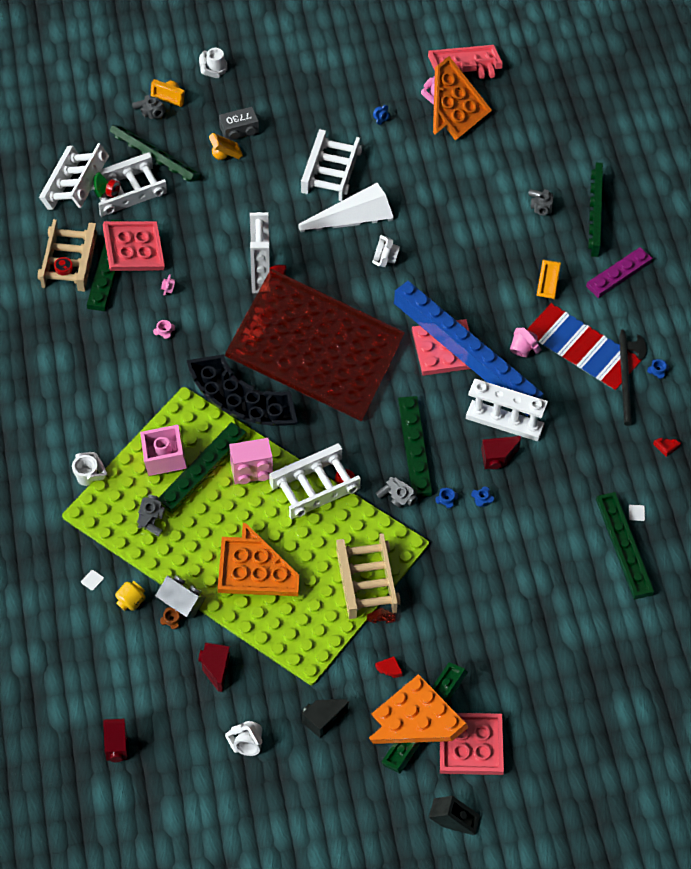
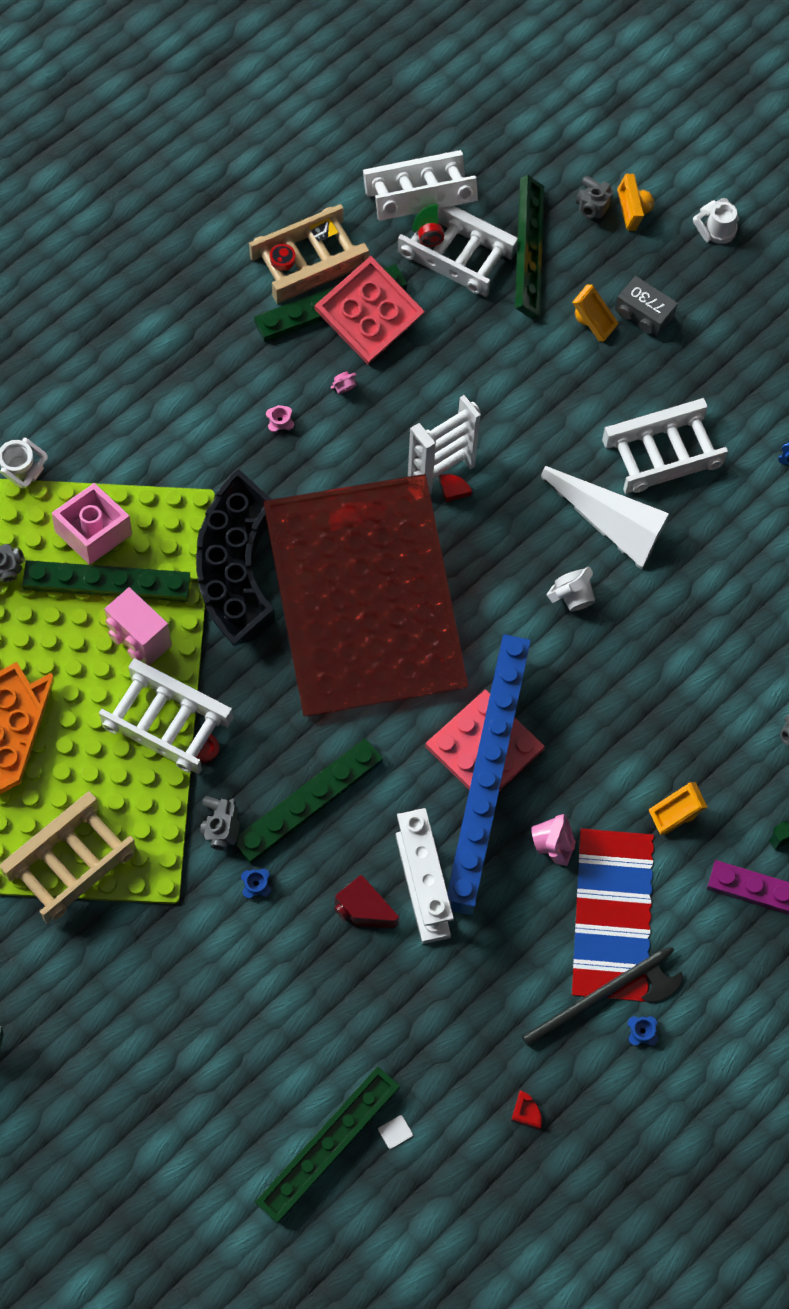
camera: 55 degrees right, 10 degrees up
(60, 238) = (323, 229): none -> sticker
(381, 615) = (30, 910): clear red tile -> none
(482, 501) = (276, 926): blue plate -> none

